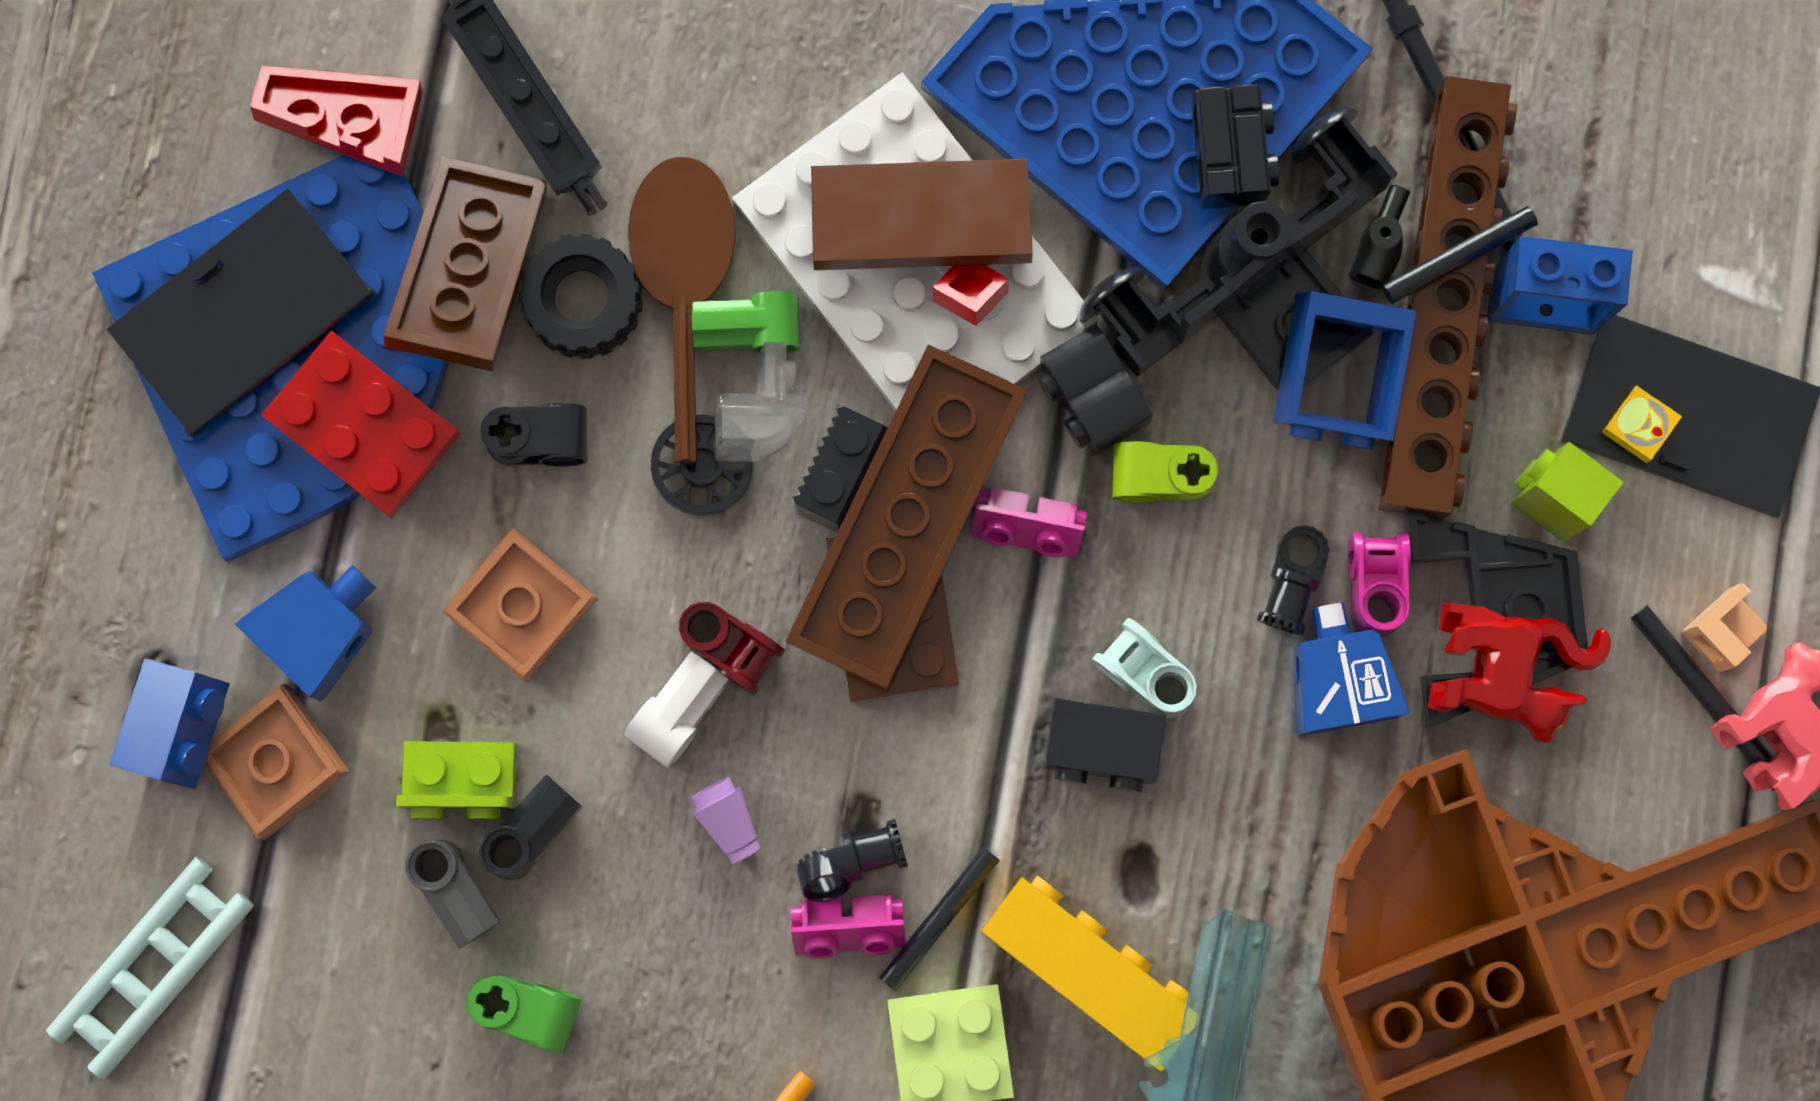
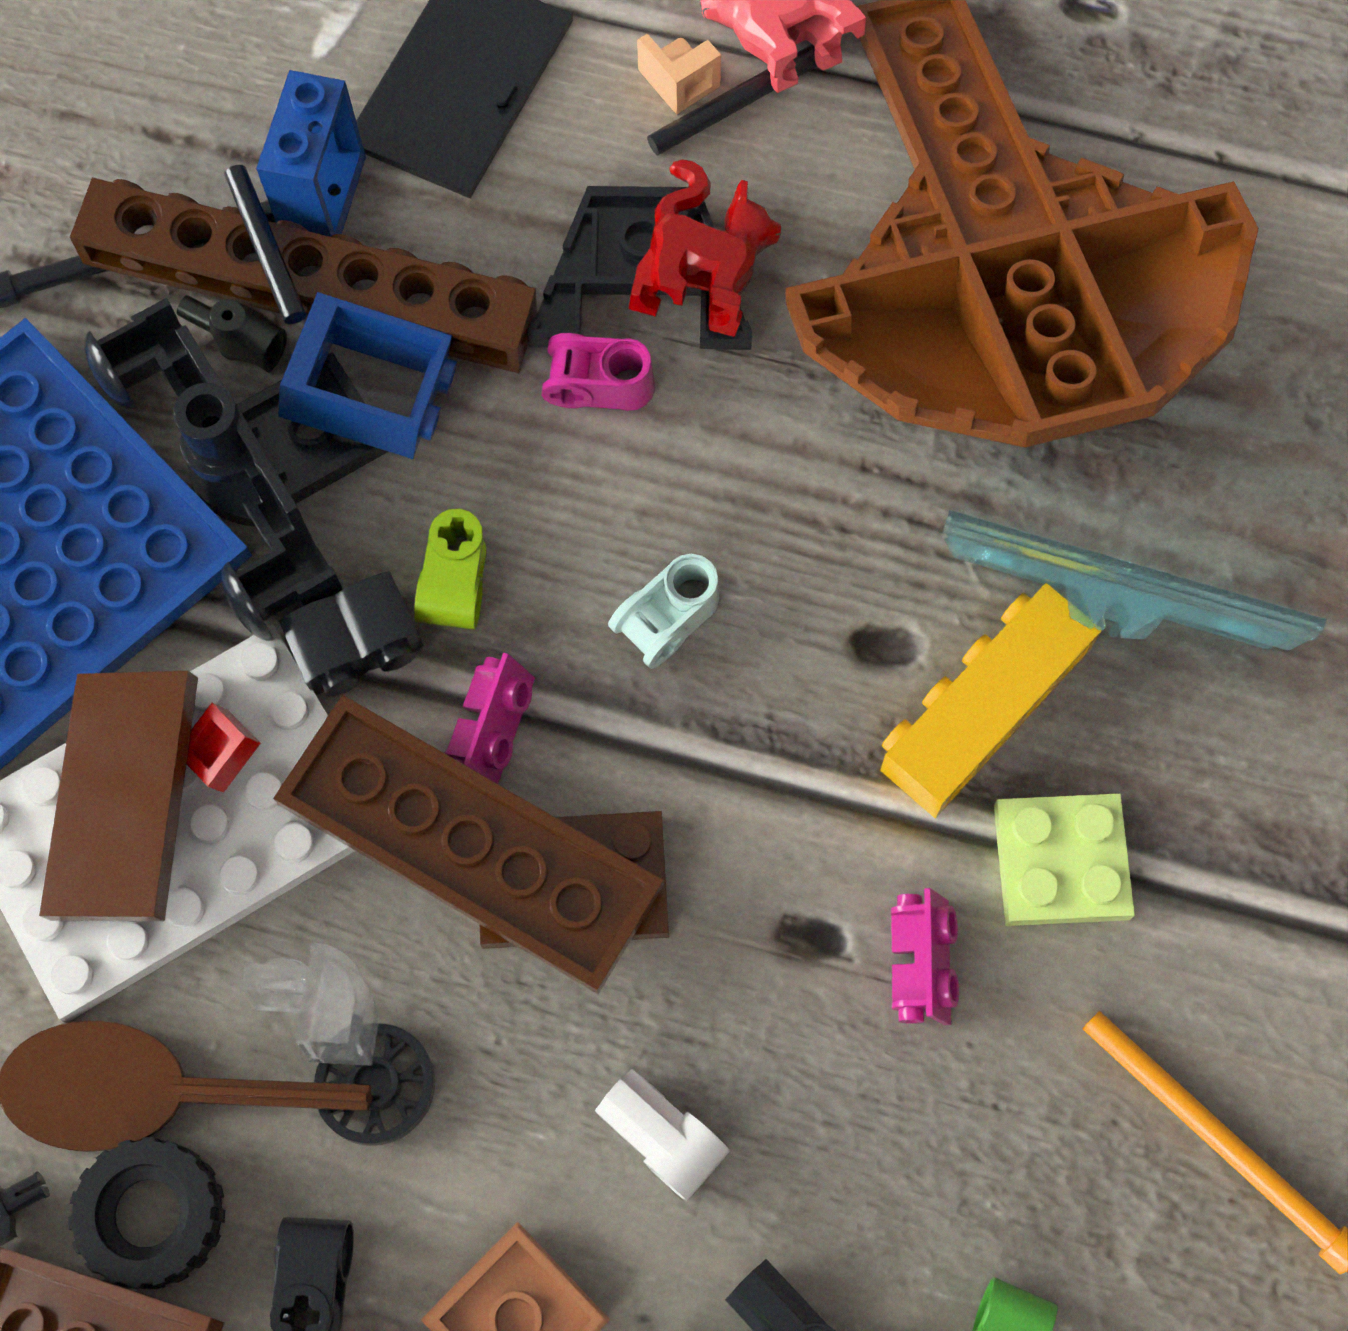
camera: 85 degrees left, 10 degrees down
(726, 819) = (793, 1086): lavender cone -> none
(731, 646) = (593, 1062): dark red piece -> none
(747, 323) = (213, 1013): bright green piece -> none
(839, 468) = (403, 917): black brick -> none
(849, 862) = (844, 935): black connector -> none
(939, 919) = (921, 859): black bar -> none
(1104, 743) = (742, 660): black brick -> none
(1232, 146) = (104, 457): black brick -> none
(1294, 583) = (588, 455): black connector -> none
(1343, 677) = (694, 417): blue torso -> none
(1565, 491) = (527, 181): lime brick -> none
(1641, 424) = (465, 116): tile -> none

